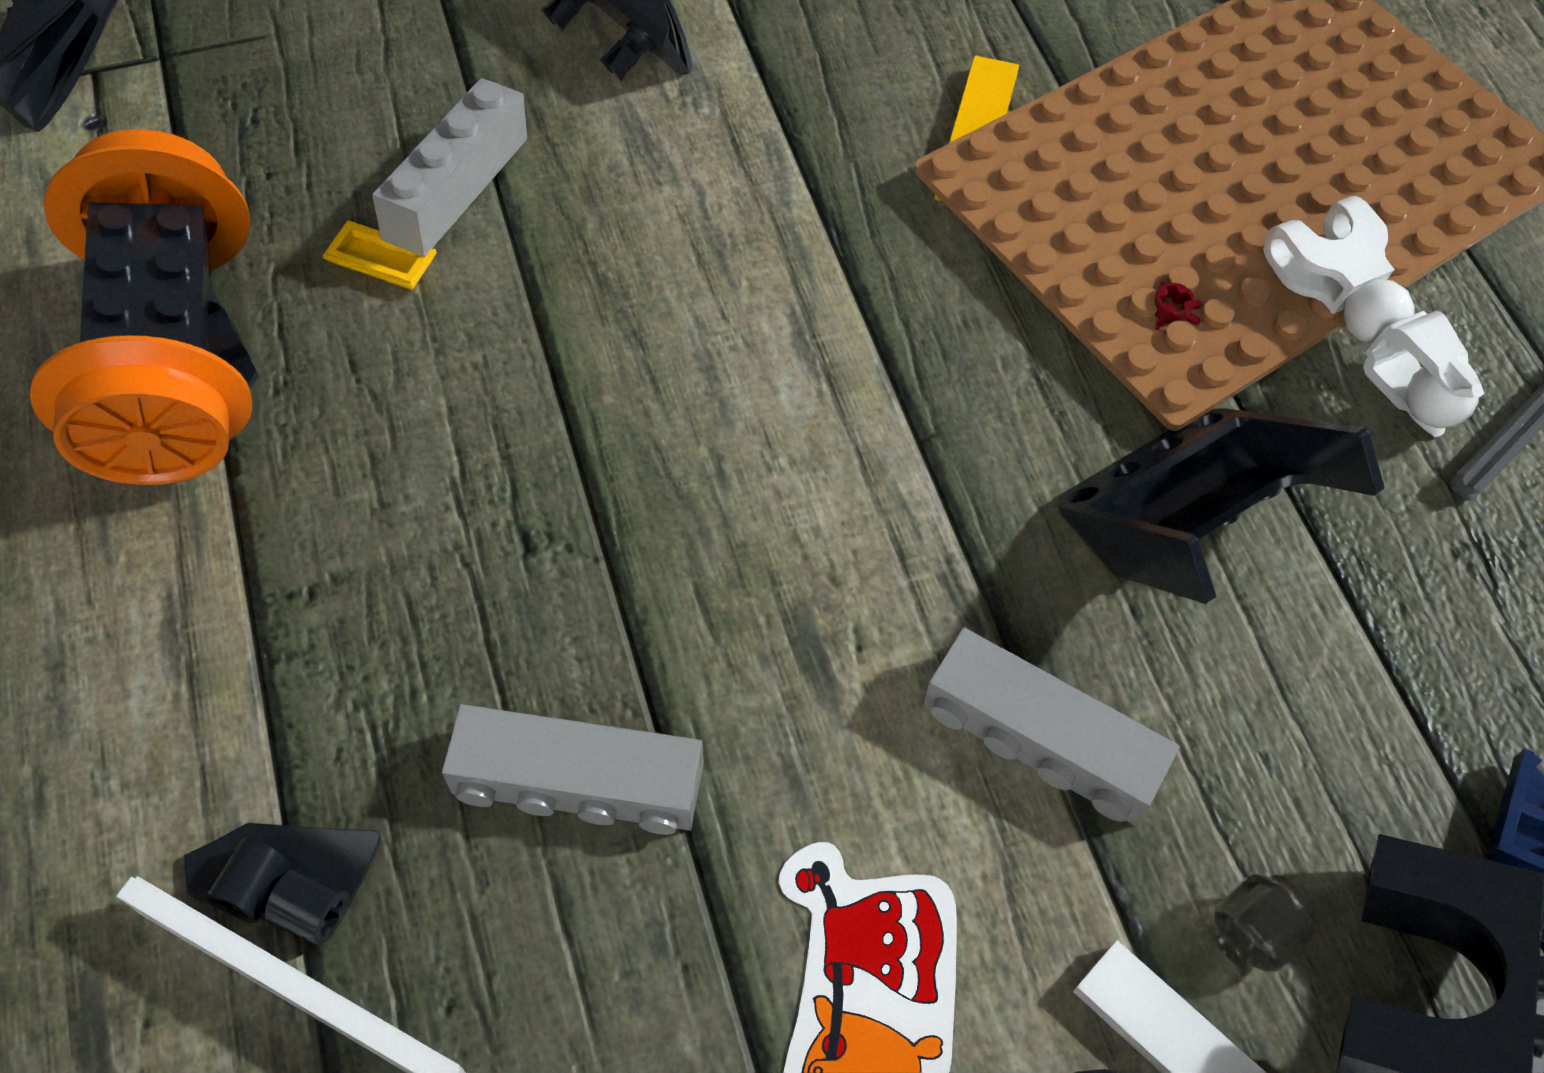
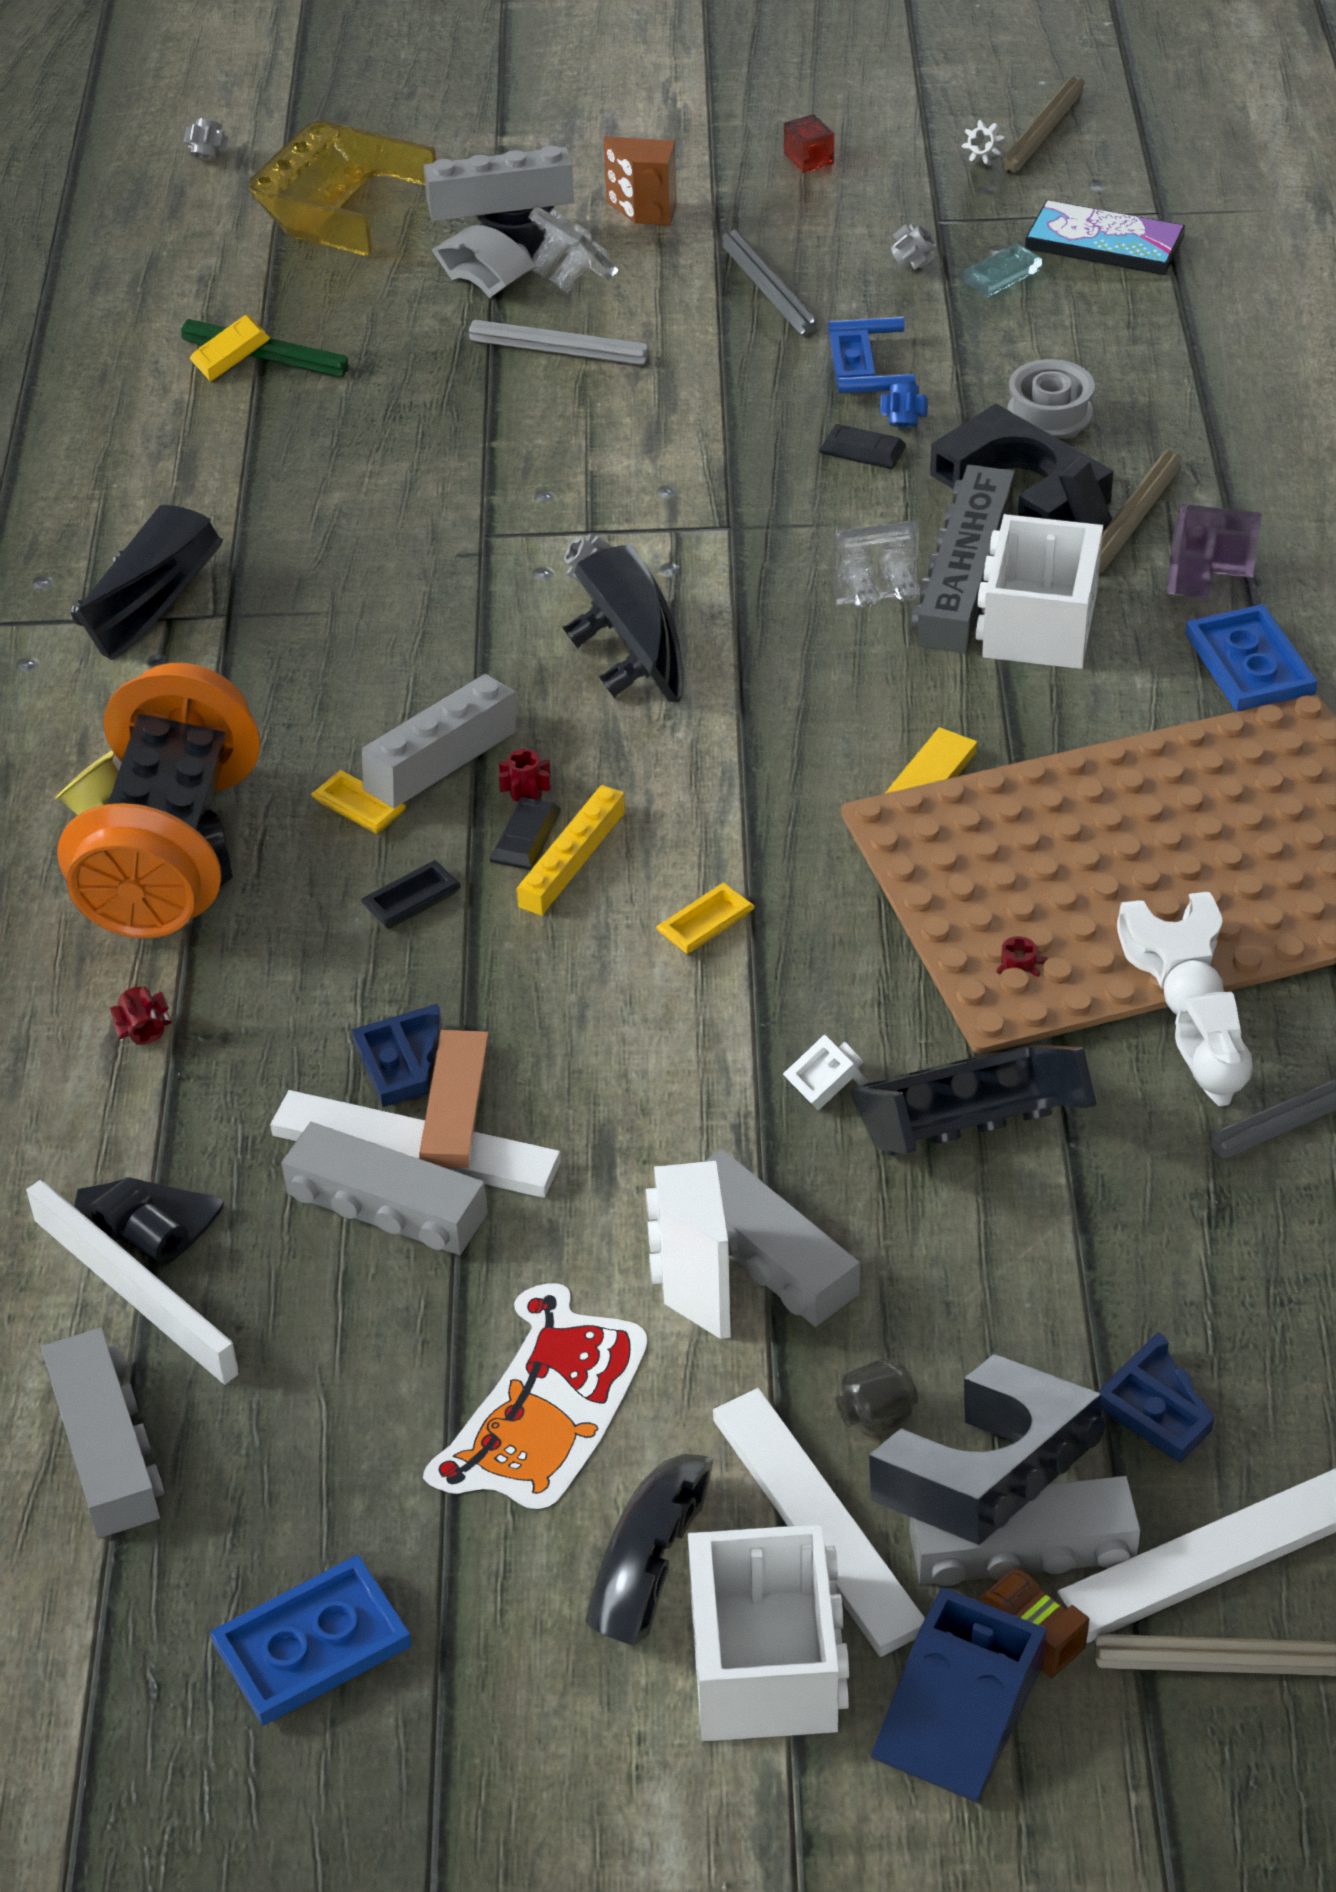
camera: 20 degrees right, 15 degrees down
(55, 298) = (91, 786): none -> light yellow piece
(199, 593) = (140, 1015): none -> dark red gear
(476, 359) = (411, 894): none -> black tile
(532, 574) = (400, 1053): none -> dark blue wing
(560, 190) = (524, 775): none -> dark red gear
(580, 258) = (525, 833): none -> black tile
(590, 688) = (492, 1160): none -> white tile
(620, 626) = (454, 1098): none -> nougat tile
(640, 271) = (571, 850): none -> yellow piece
(816, 324) = (705, 918): none -> yellow tile
(1002, 782) = (690, 1244): none -> white slope
(1025, 491) = (825, 1071): none -> white bracket

